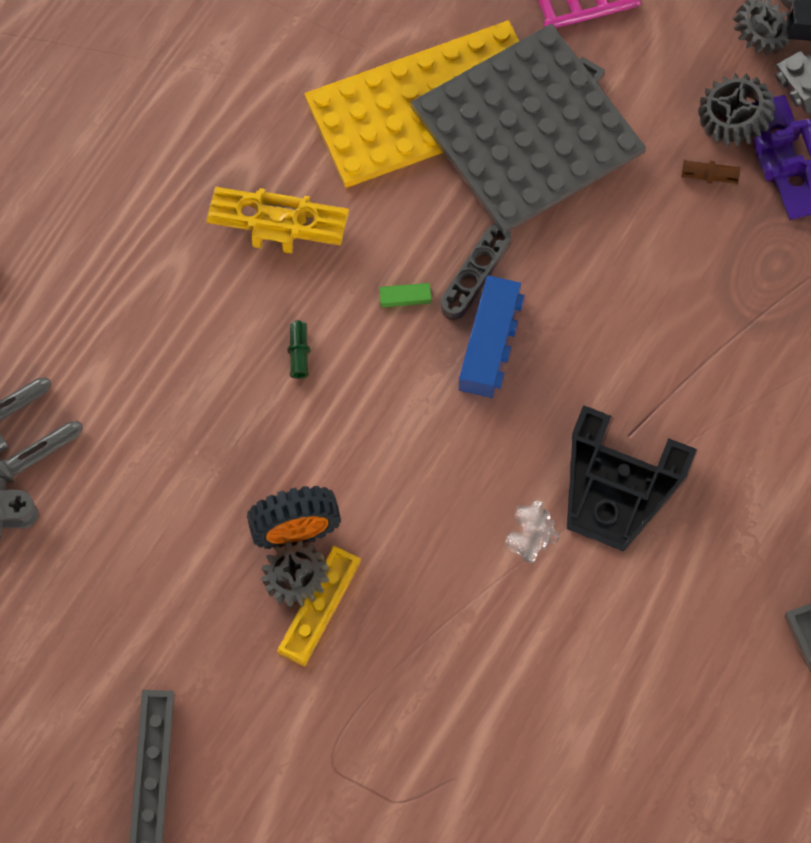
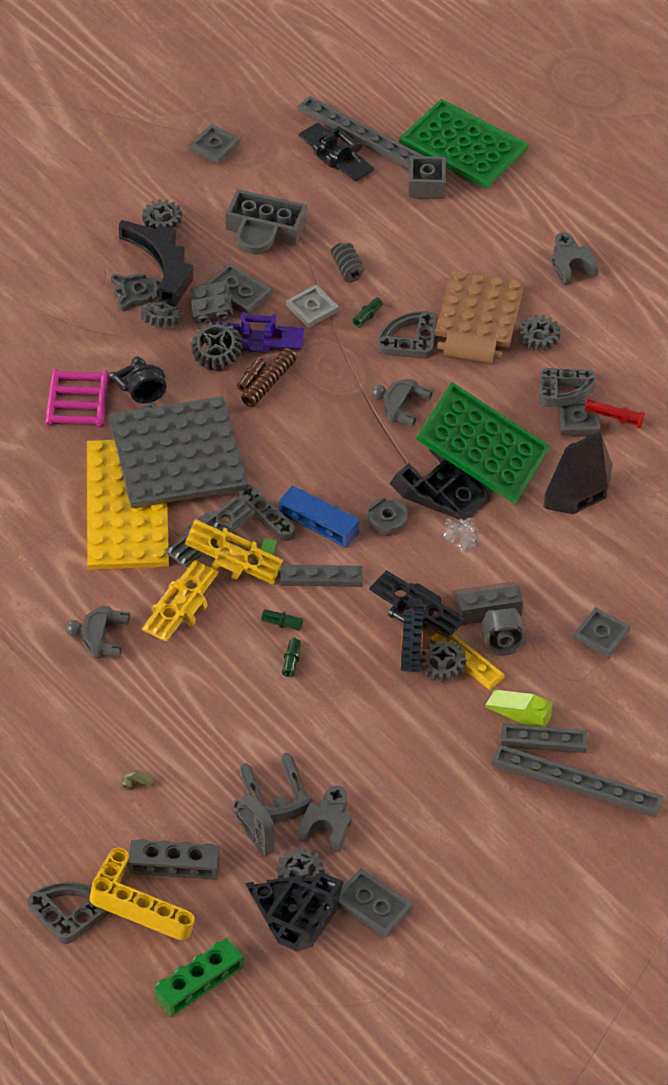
camera: 75 degrees left, 15 degrees down
(200, 137) = (95, 629): none -> dark grey connector
(209, 751) = (544, 737): none -> dark grey plate
(240, 381) = (291, 657): none -> dark green axle
(250, 703) = (521, 707): none -> lime slope
(366, 637) = (503, 631): none -> dark grey brick
(367, 249) = (232, 556): none -> yellow piece
(384, 513) = (417, 598): none -> black piece
(394, 375) = (321, 575): none -> dark grey plate
(409, 206) = (235, 510): none -> dark grey piece
(425, 778) = (601, 632): none -> dark grey plate
(426, 602) = (476, 601): none -> dark grey slope
(532, 440) = (385, 525): none -> dark grey plate
(631, 47) = (143, 381): none -> black piece
(688, 665) = (580, 476): none -> black wedge
(697, 505) = (482, 442): none -> green plate
(714, 194) = (269, 377): none -> reddish brown piece
(748, 368) = (397, 397): none -> dark grey connector

